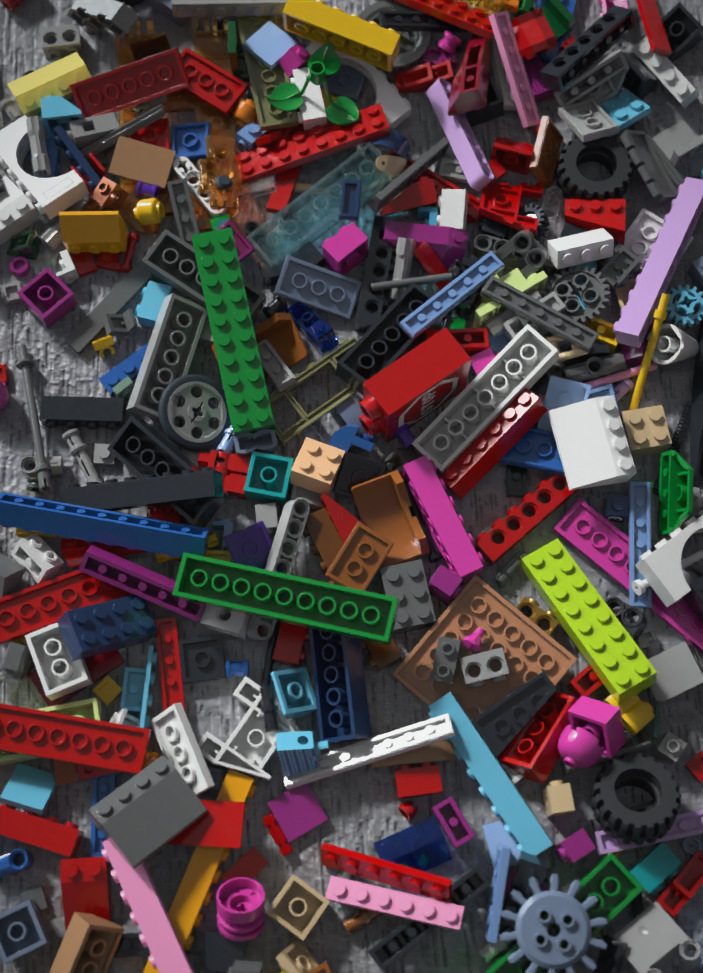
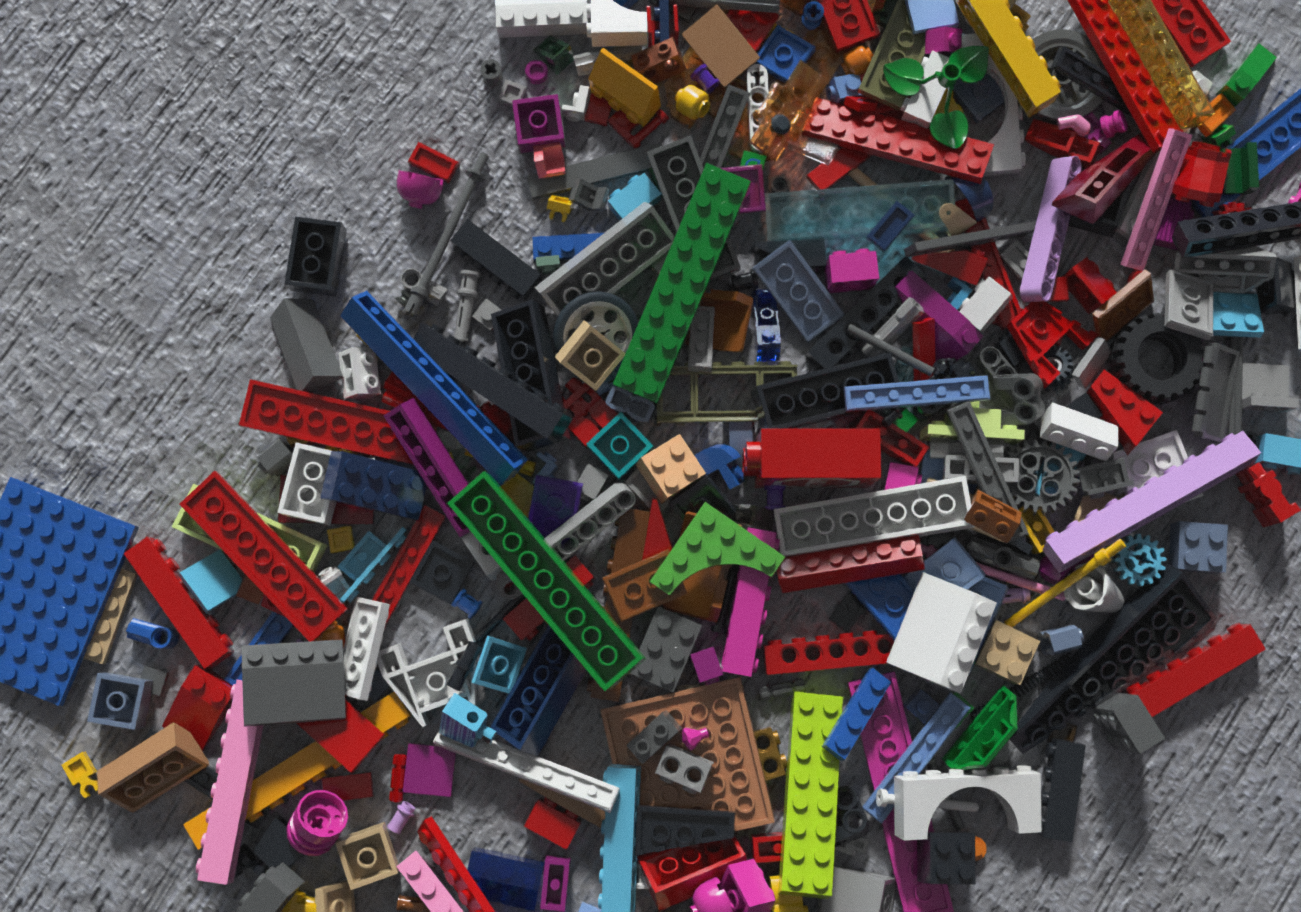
camera: 35 degrees right, 10 degrees up
(73, 317) = (549, 160): none -> coral panel
(192, 102) = (815, 8): none -> blue bush
(201, 426) = (590, 355): none -> tan brick
(301, 862) = (401, 817): none -> lavender pin
(386, 491) = (714, 542): none -> bright green plate
(407, 810) = (525, 840): red hinge -> none
(424, 56) = (1075, 122): none -> bright pink arm
(553, 201) = (1091, 362): none -> light grey tile
(567, 337) = (993, 516): none -> dark orange bracket
(576, 542) = (856, 714): none -> blue plate
(675, 394) = (1060, 639): none -> sand blue brick

